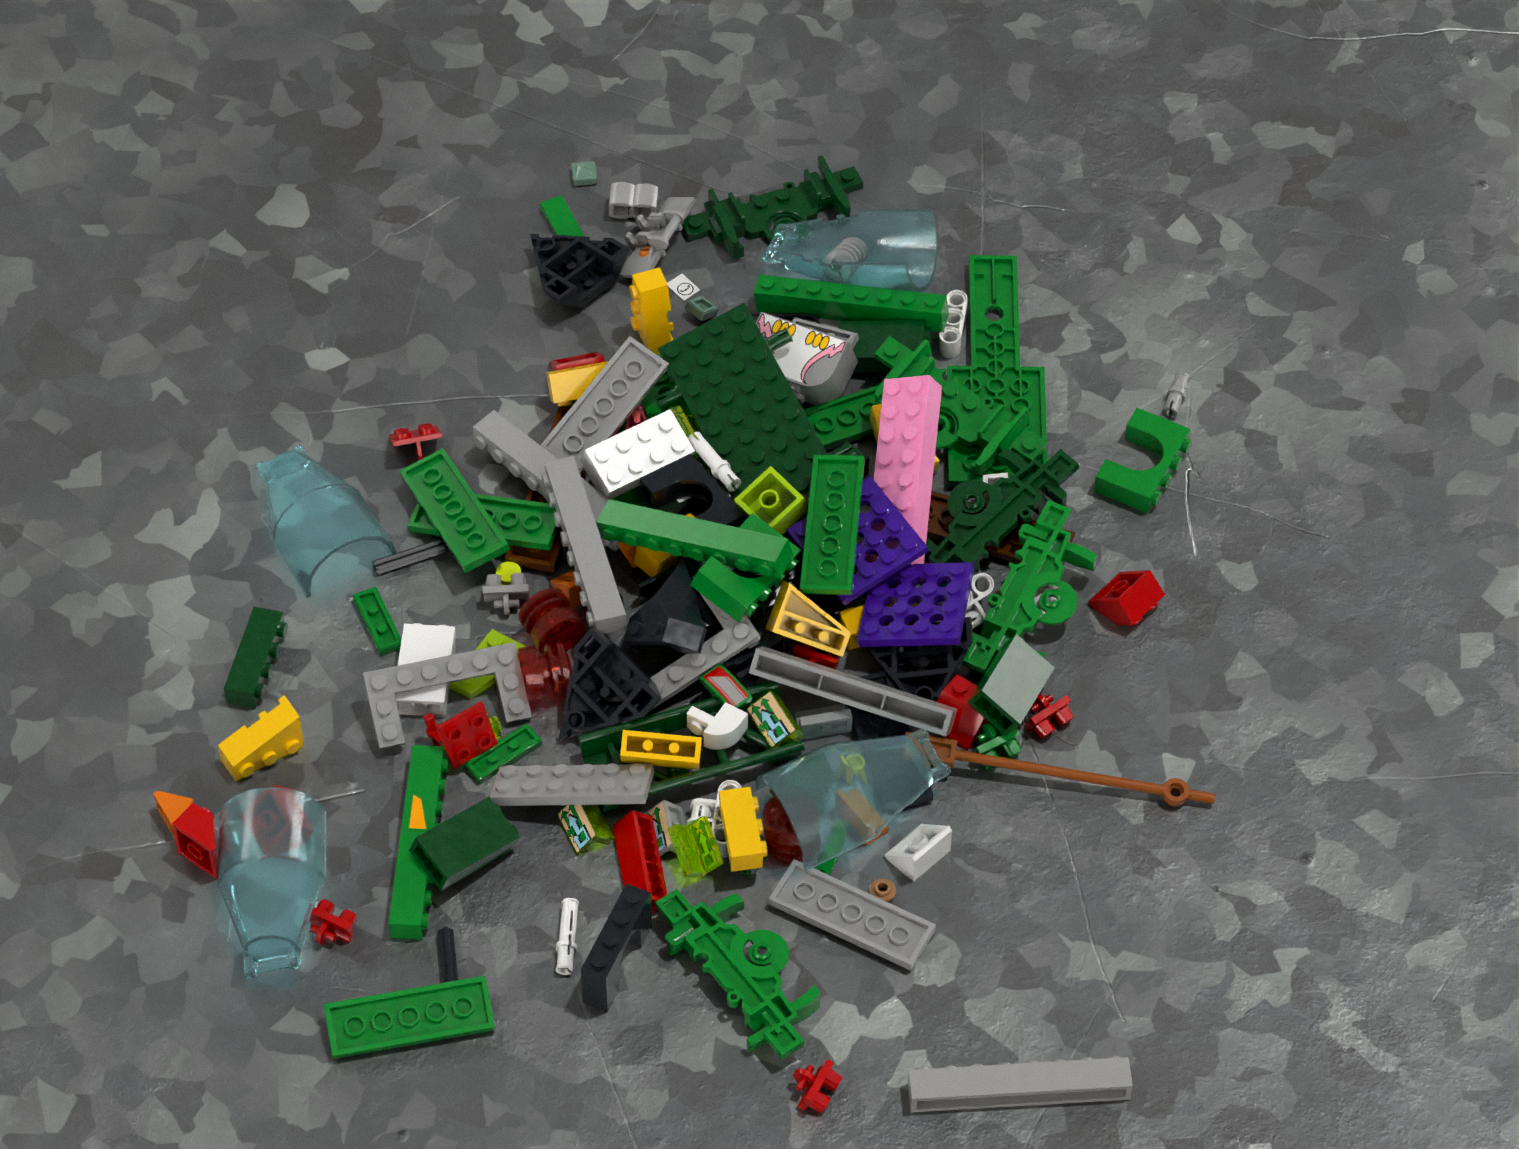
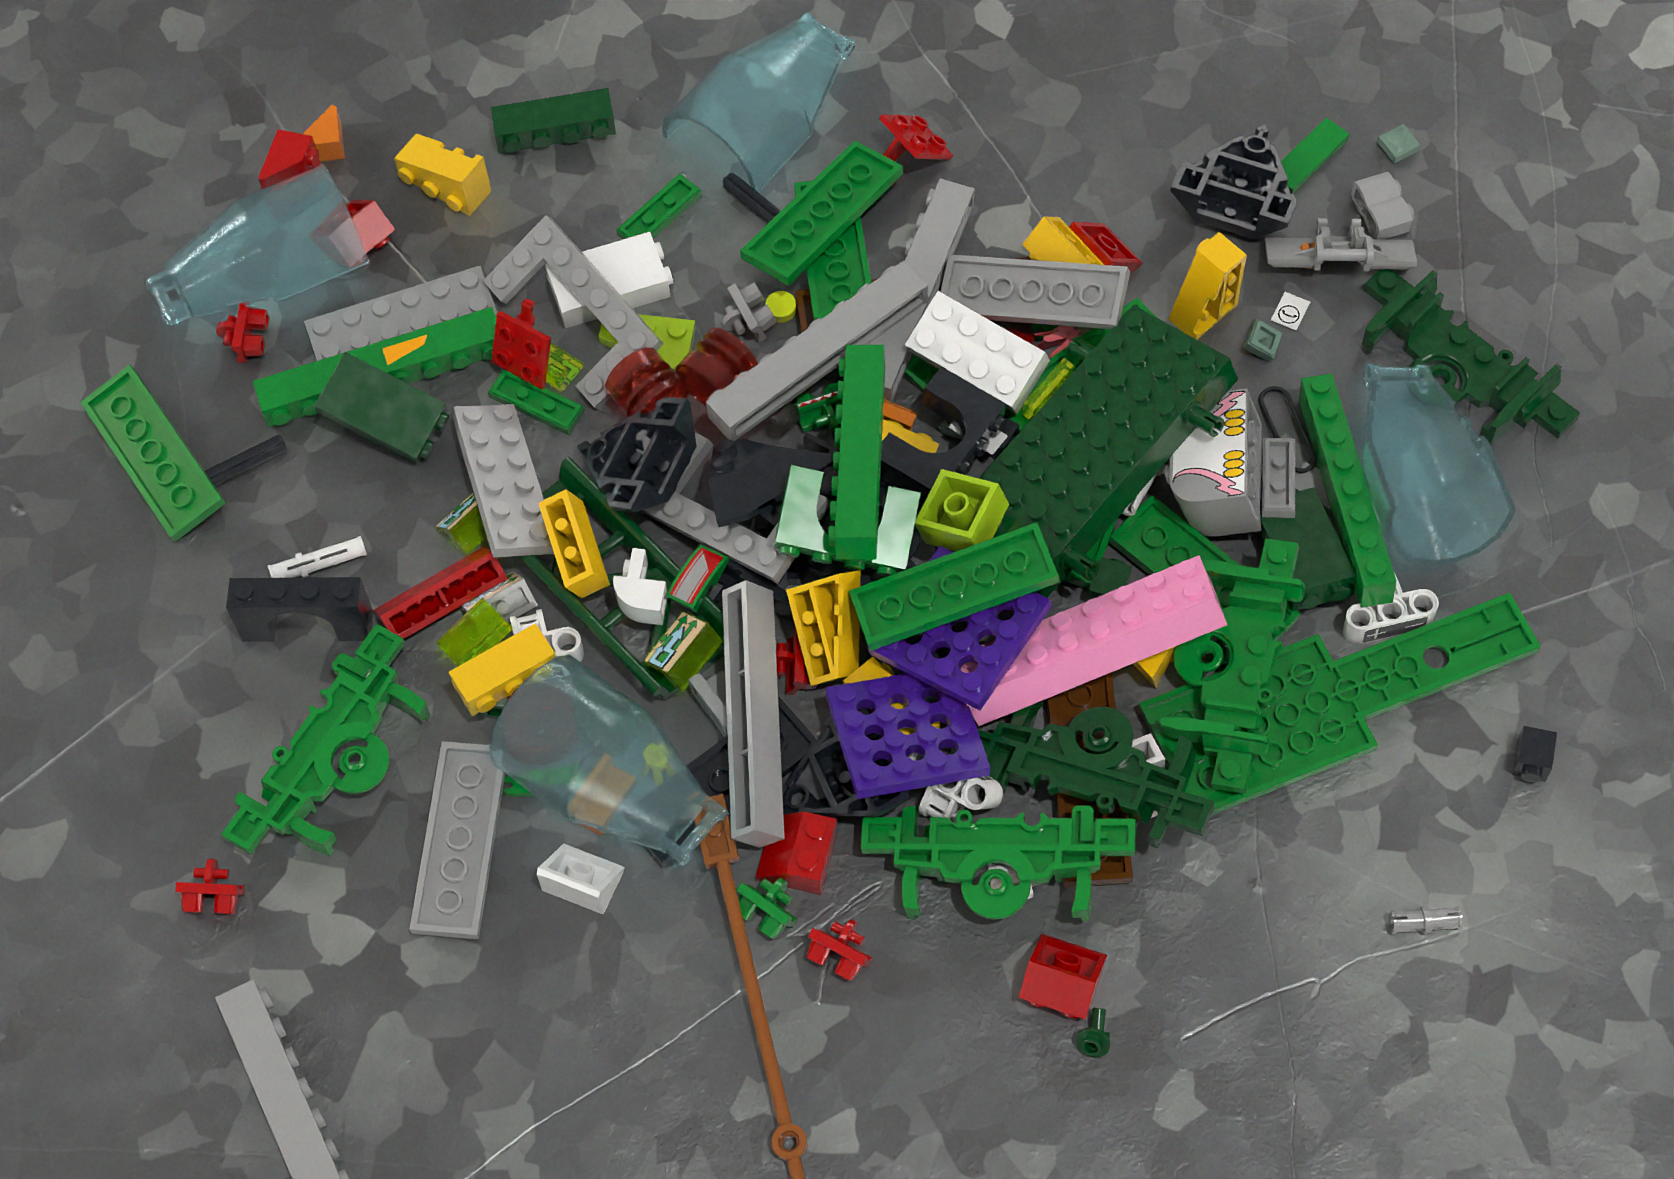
camera: 70 degrees right, 10 degrees up
(376, 818) = (399, 313): none -> light grey plate
(622, 570) = (818, 410): none -> green hips
(720, 468) = (997, 441): white pin -> none
(849, 250) = (1413, 455): light grey piece -> none
(887, 895) = (511, 868): medium nougat plate -> none
(1011, 685) = (839, 884): brick -> none
(1090, 291) = (1534, 754): none -> black brick
(1143, 487) = (1249, 936): green arch -> none
(1178, 600) = (1094, 1040): none -> dark green plate

